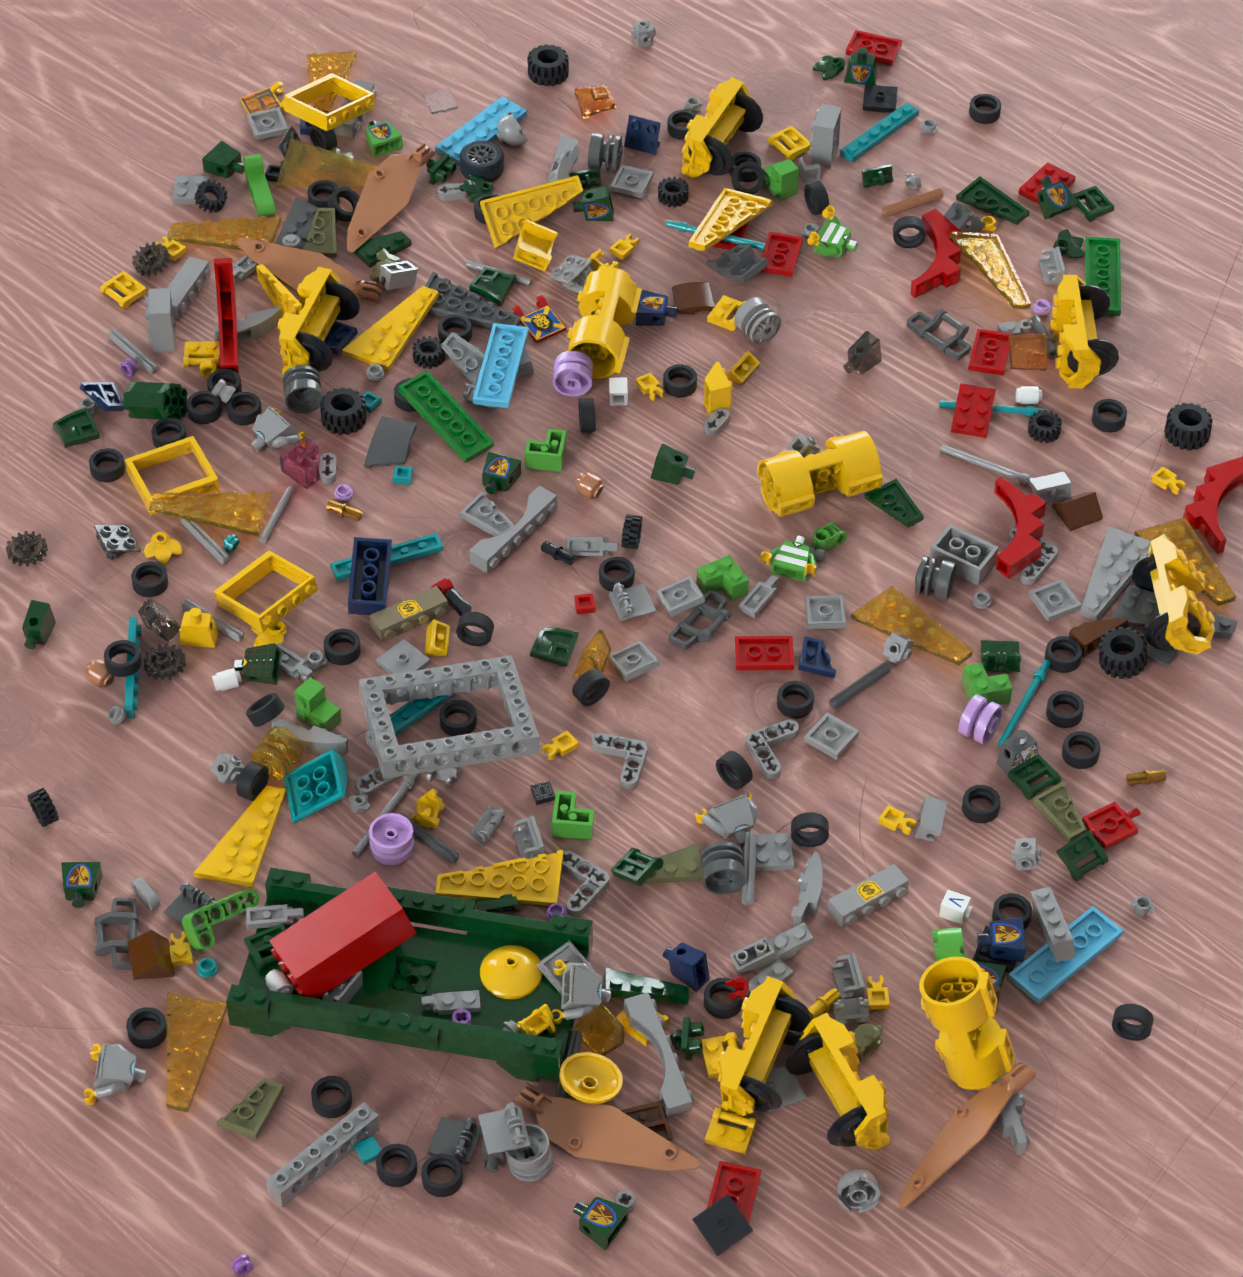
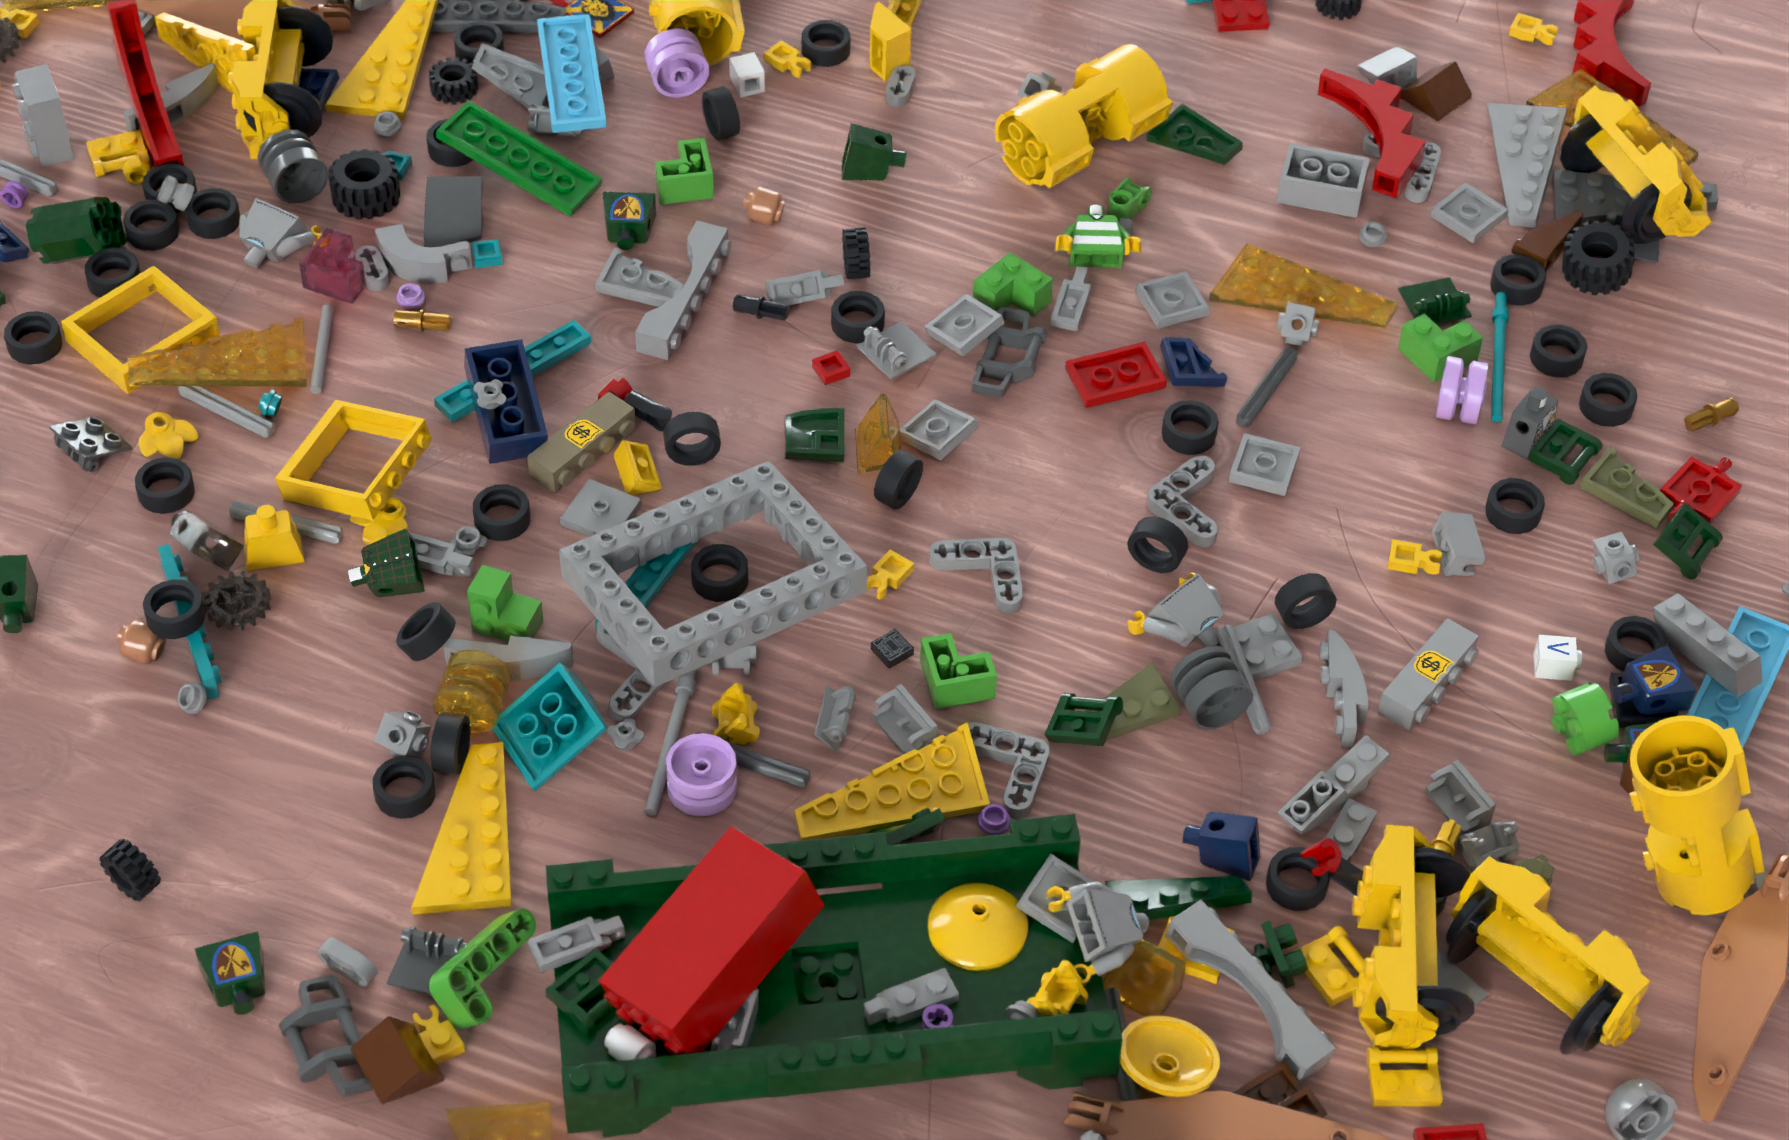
camera: 20 degrees left, 0 degrees up
(187, 284) = (63, 55): light grey brick -> none
(207, 968) = (493, 1052): teal plate -> none
(219, 812) = (405, 806): none -> black tyre
(226, 680) = (344, 603): white brick -> none
(357, 575) = (493, 400): none -> light grey plate
(358, 472) = (419, 262): none -> light grey arch
(877, 994) = (1512, 810): yellow plate -> none
(935, 578) = (1305, 218): dark grey wheel -> none
(1022, 478) = (1346, 68): light grey bar -> none

